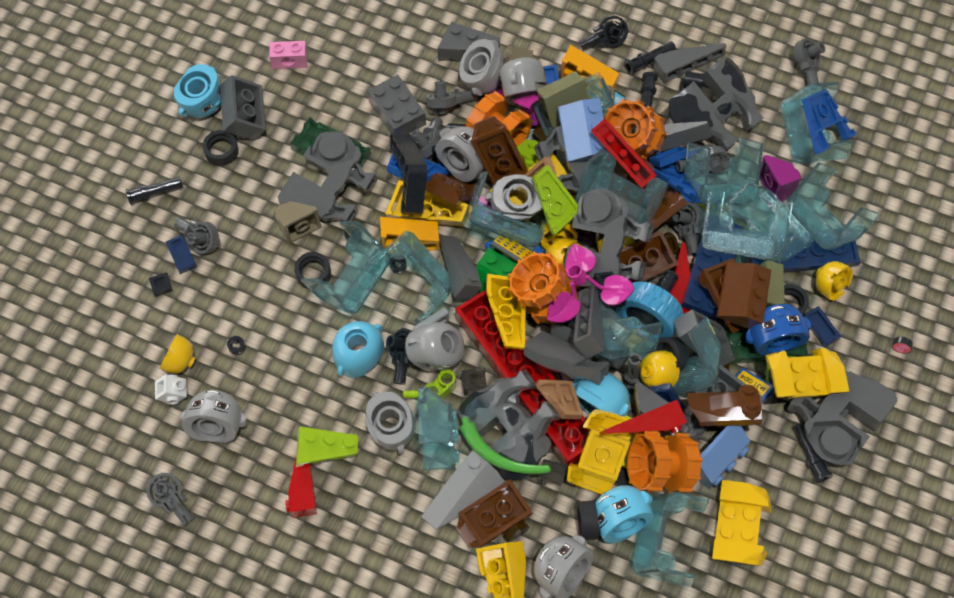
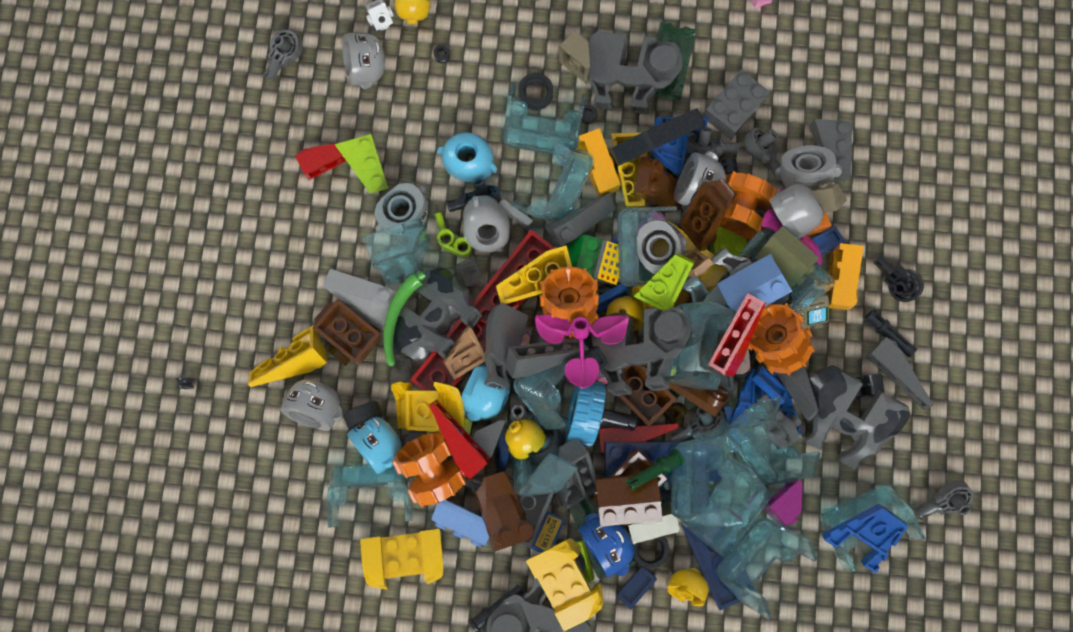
camera: 70 degrees right, 15 degrees up
(648, 88) = (847, 342): black pin -> none
(721, 255) = (662, 466): none -> dark green pin

